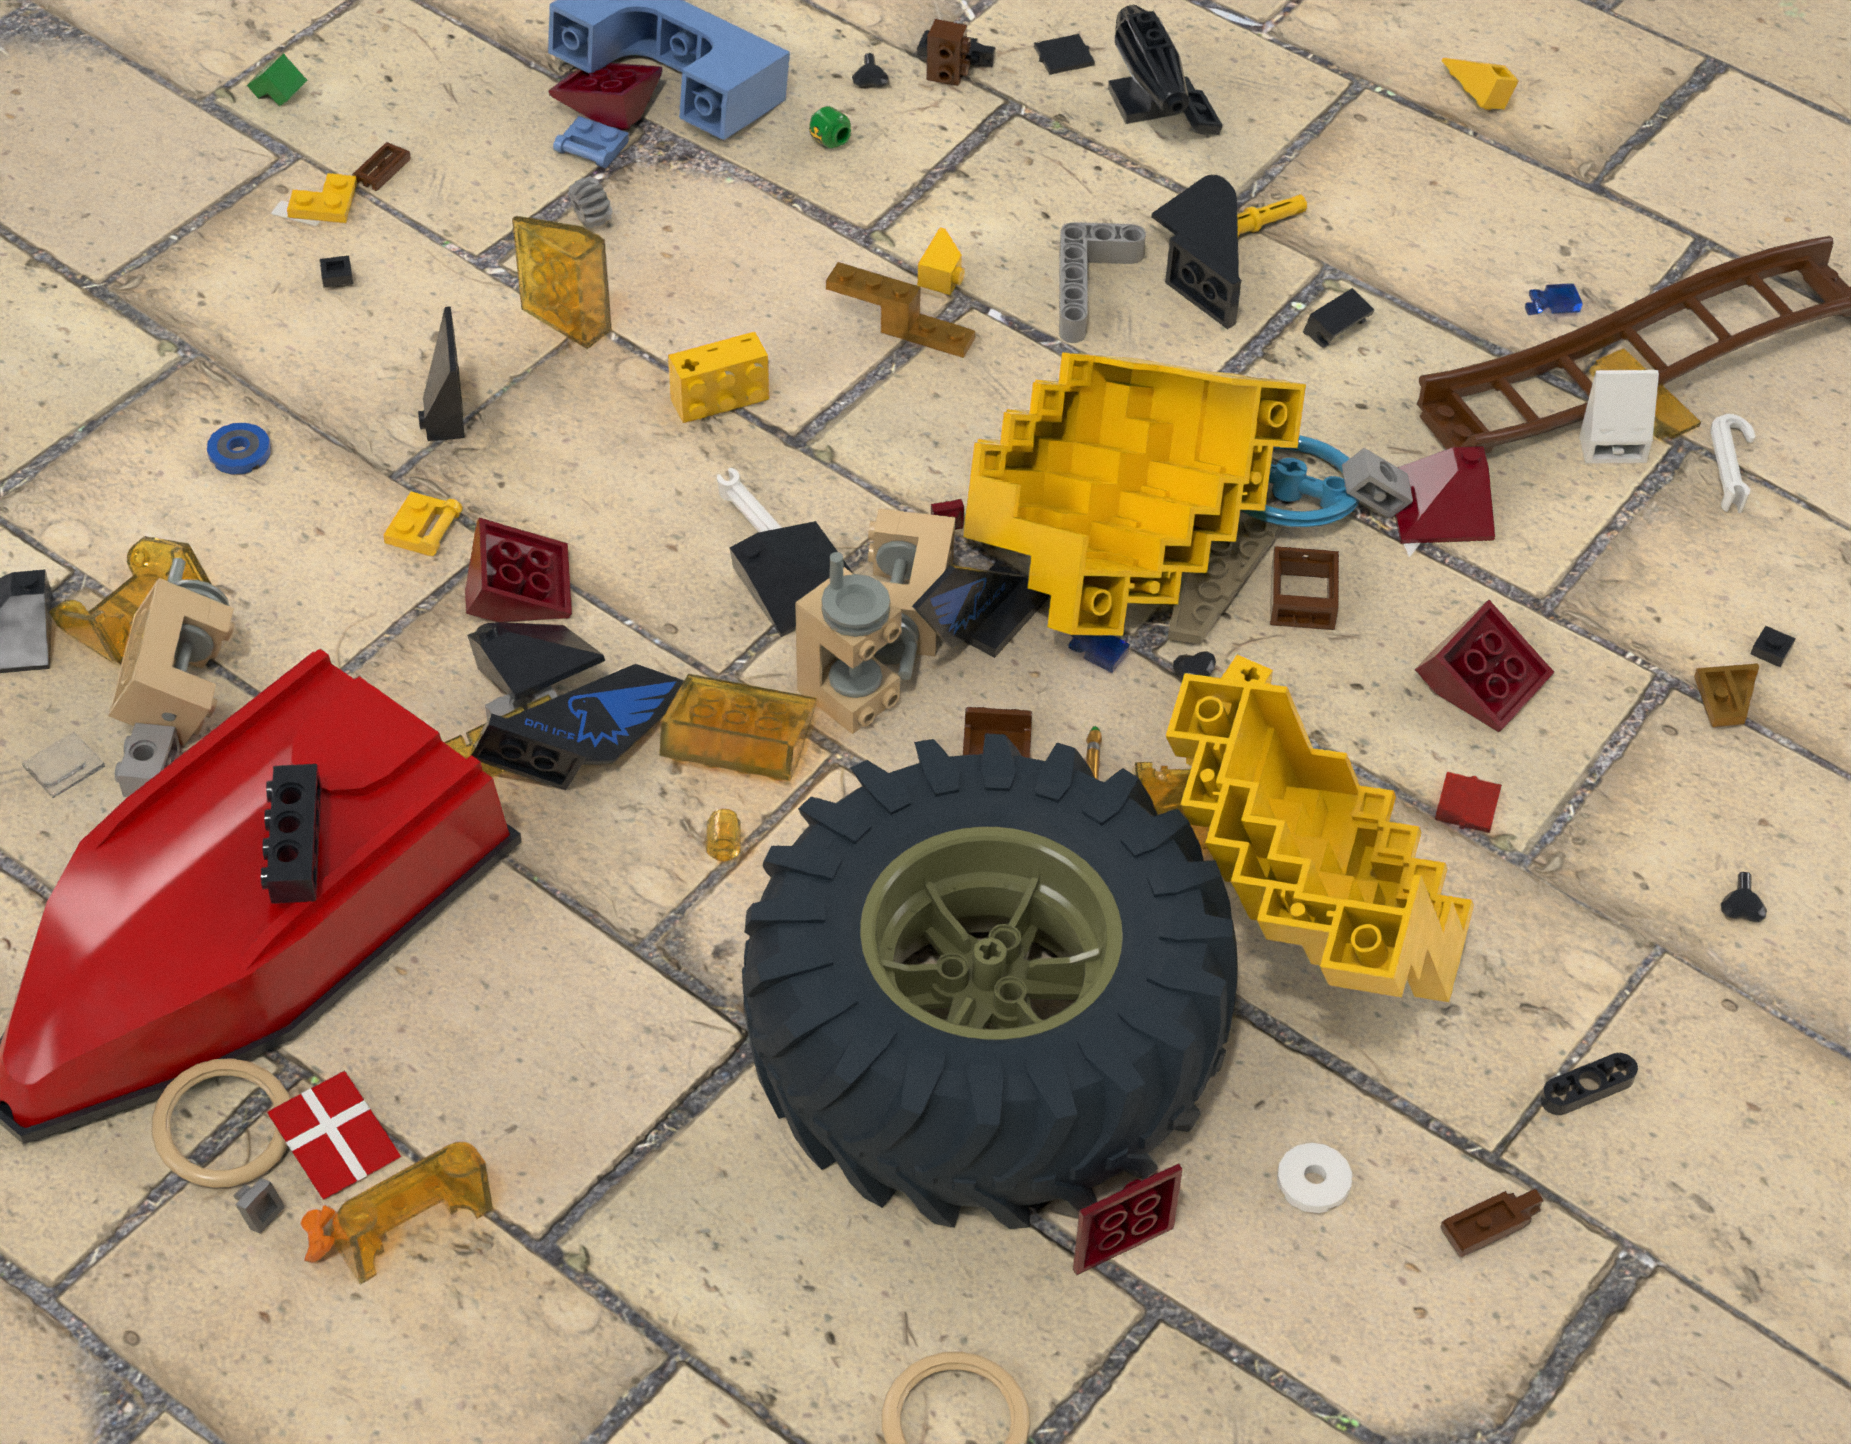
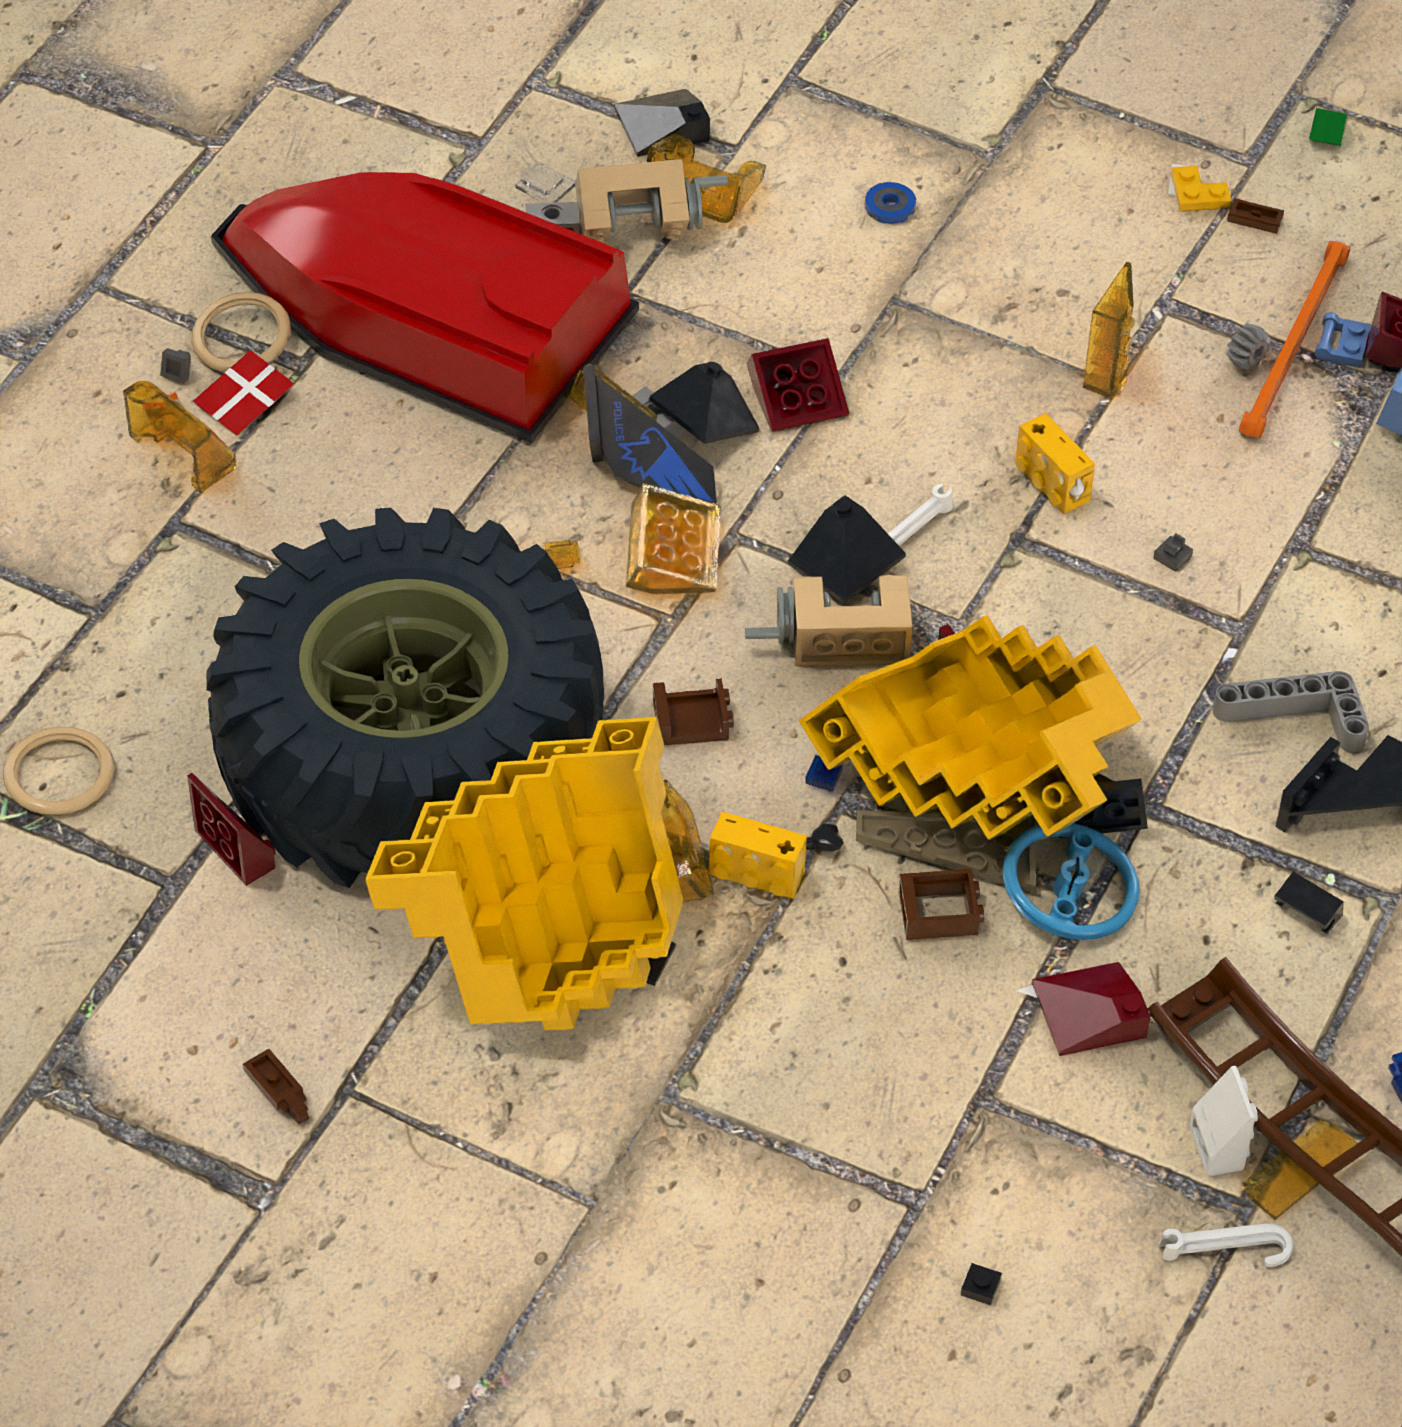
camera: 80 degrees right, 0 degrees up
(293, 834) = (427, 266): black brick -> none
(336, 271) = (1109, 213): black plate -> none
(414, 520) = (842, 322): yellow plate -> none
(442, 394) = (986, 294): black slope -> none
(689, 225) = (1255, 421): none -> orange piece
(836, 640) = (748, 567): piece -> none
(853, 324) = (1173, 552): none -> dark grey tile
(900, 309) = (1190, 574): pearl gold bracket -> none
(941, 264) = (1273, 598): yellow slope -> none
(979, 606) = (804, 639): black piece -> none
(1093, 750) = (705, 780): pearl gold piece -> none
(1320, 1160) = (302, 953): white tile -> none
(1377, 483) = (1066, 926): light grey brick -> none
(1468, 802) = (724, 1051): clear red piece -> none
(1486, 668) = (876, 1047): dark red slope -> none
(1596, 1070) = (430, 1163): black beam -> none
(1727, 692) = (904, 1243): pearl gold wing -> none
(1744, 902) = (654, 1262): black rock -> none

